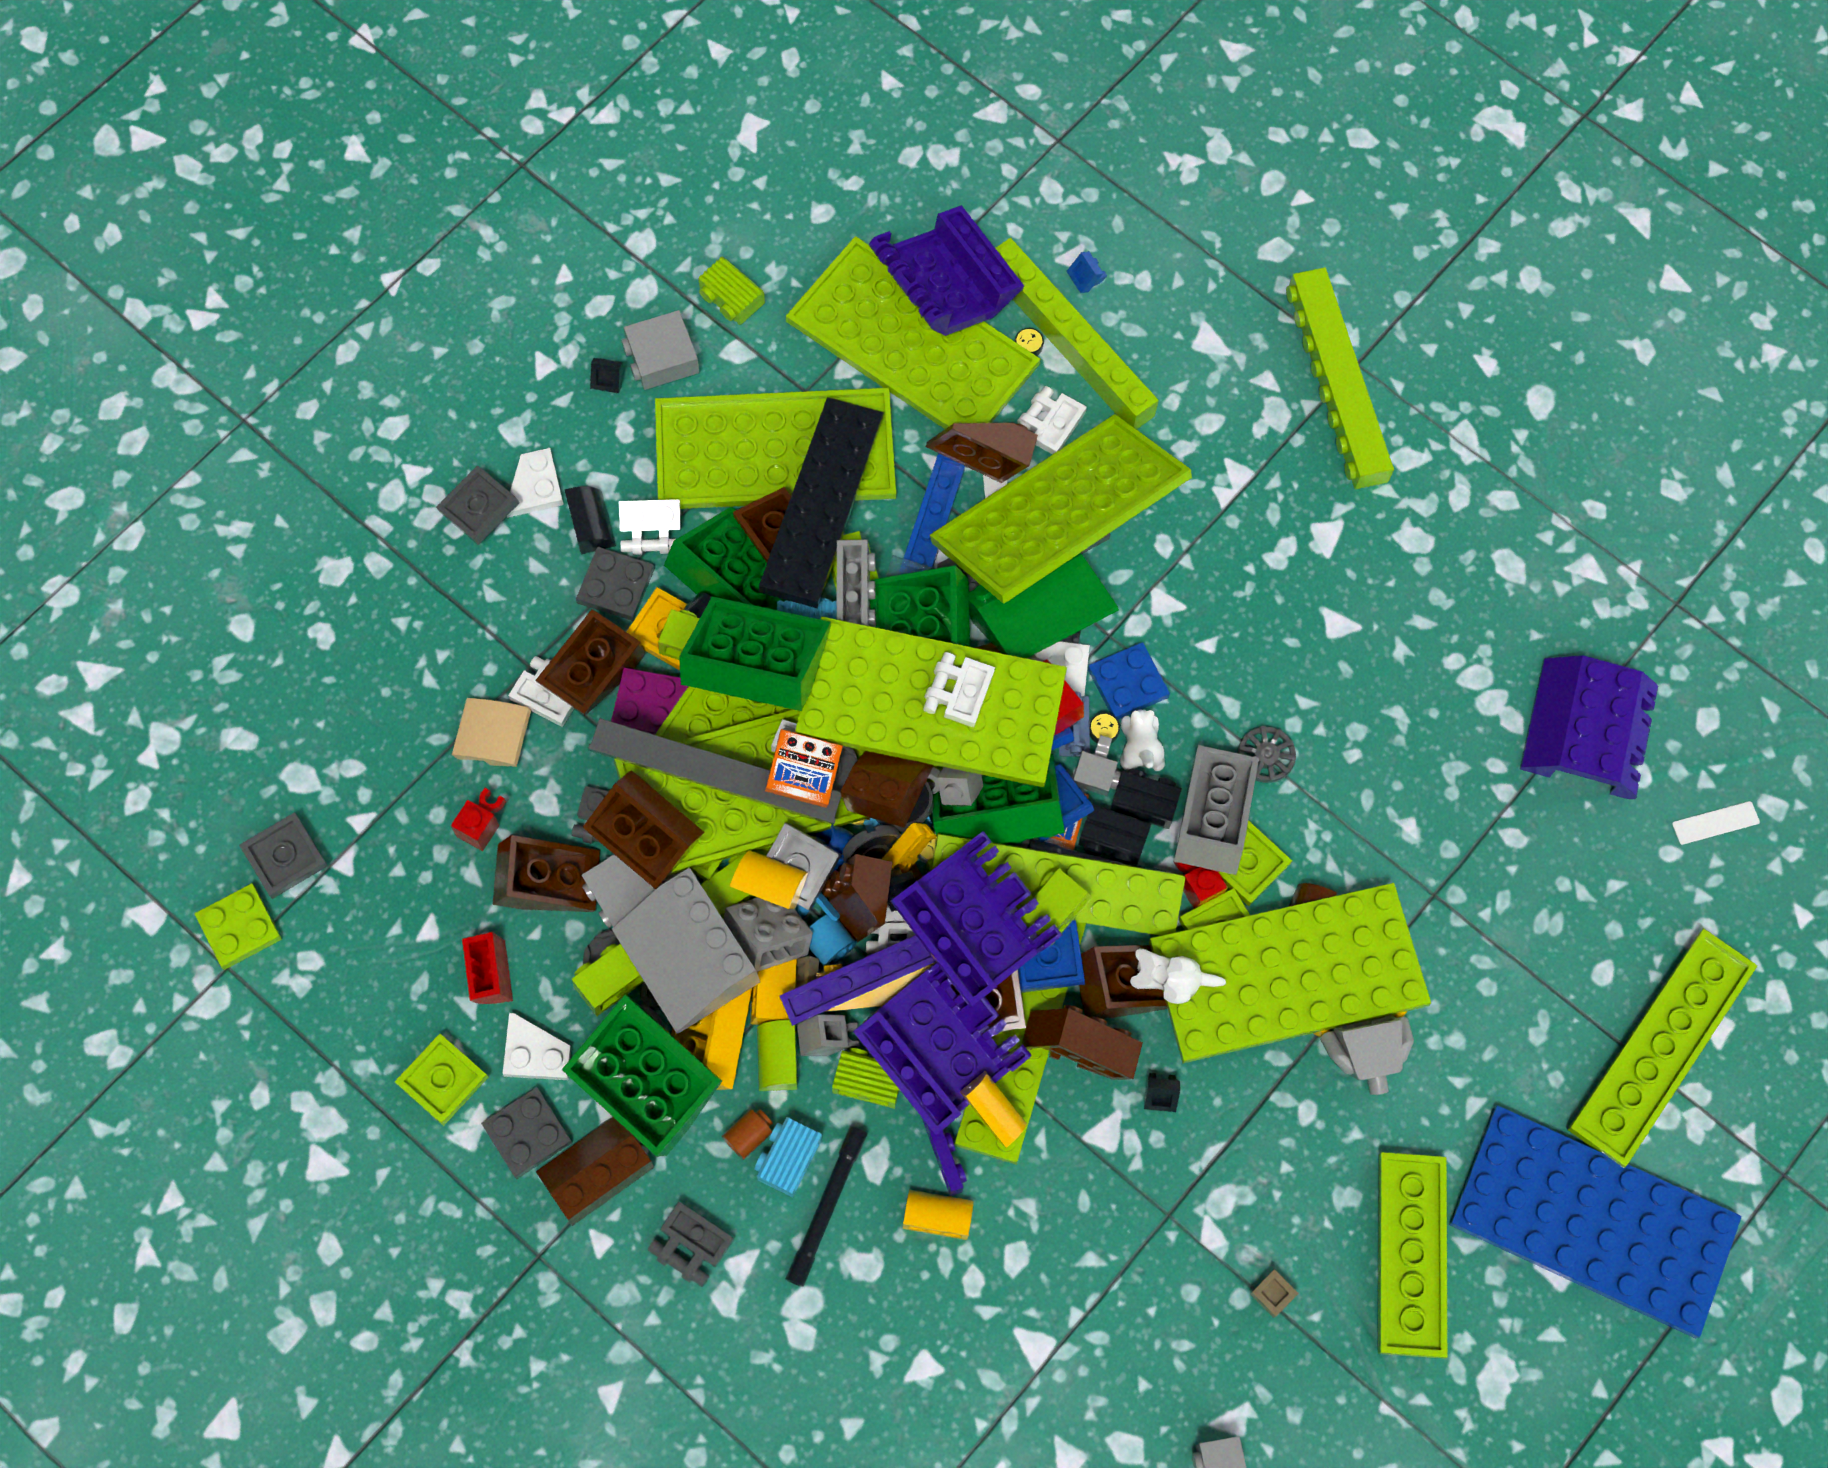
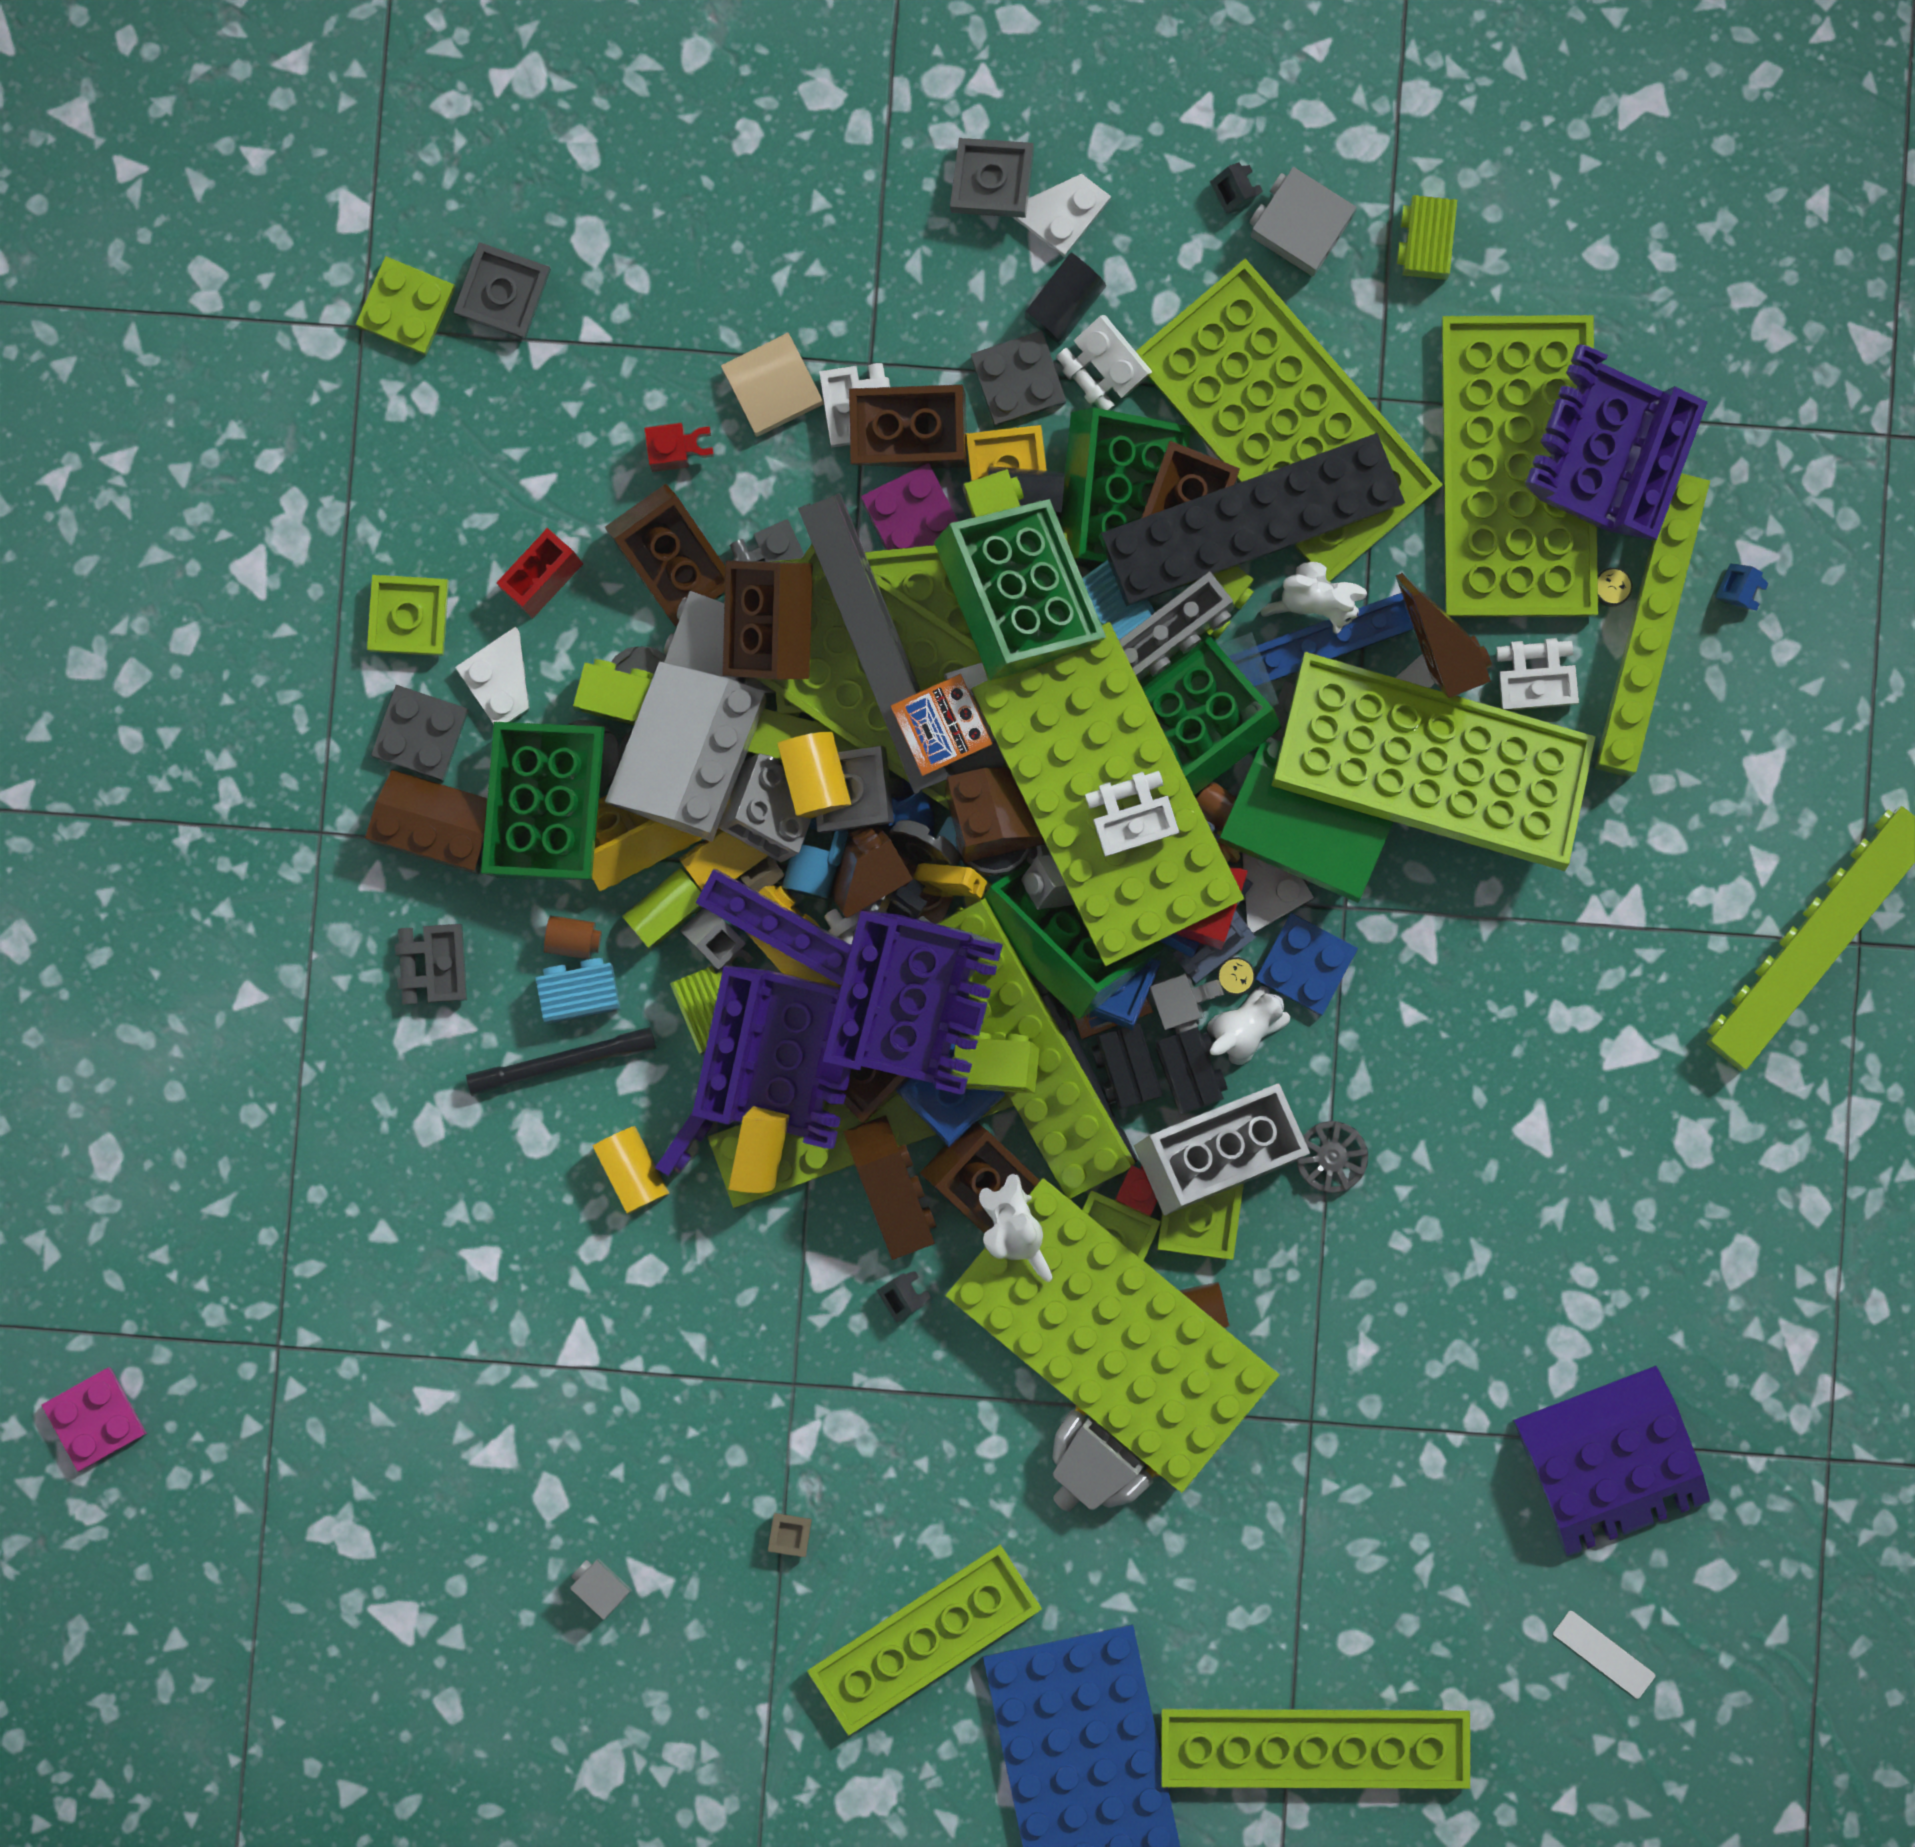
camera: 60 degrees right, 15 degrees up
(896, 504) = (1311, 593): none -> white animal

